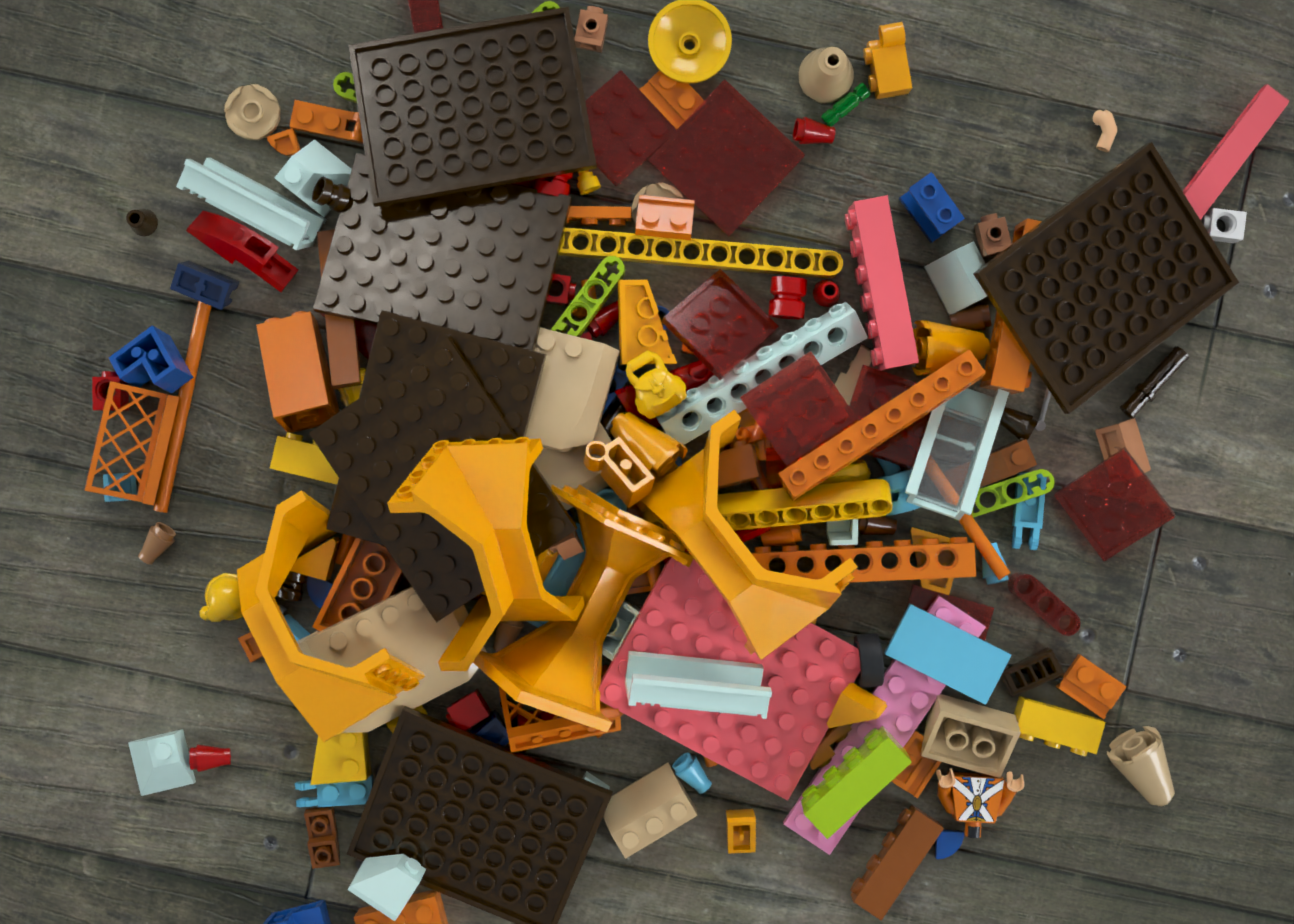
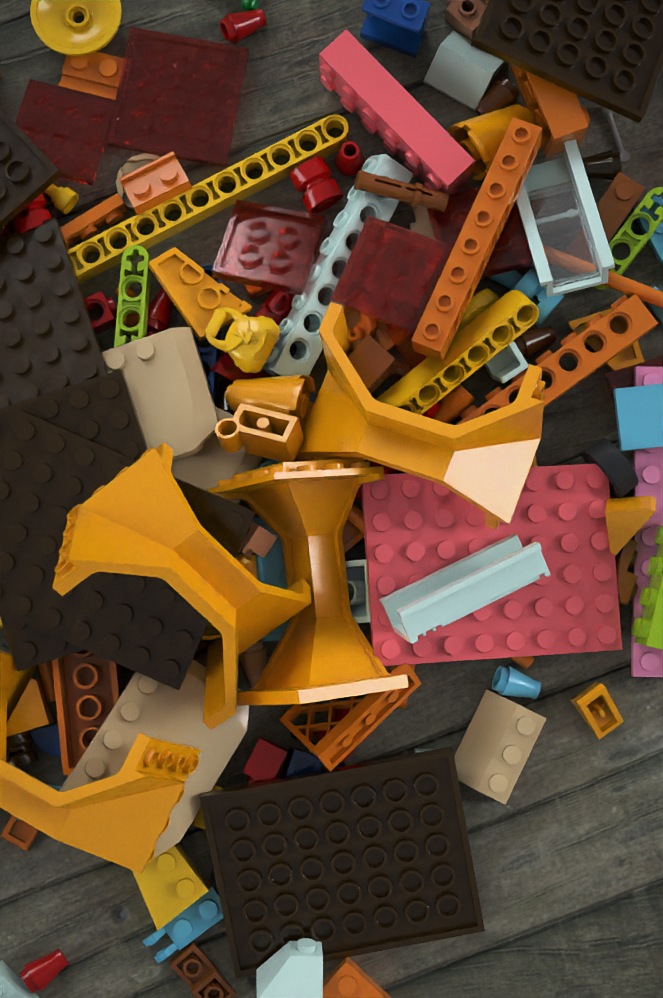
camera: 30 degrees left, 5 degrees down
(855, 356) = (406, 192): none -> dark orange pin

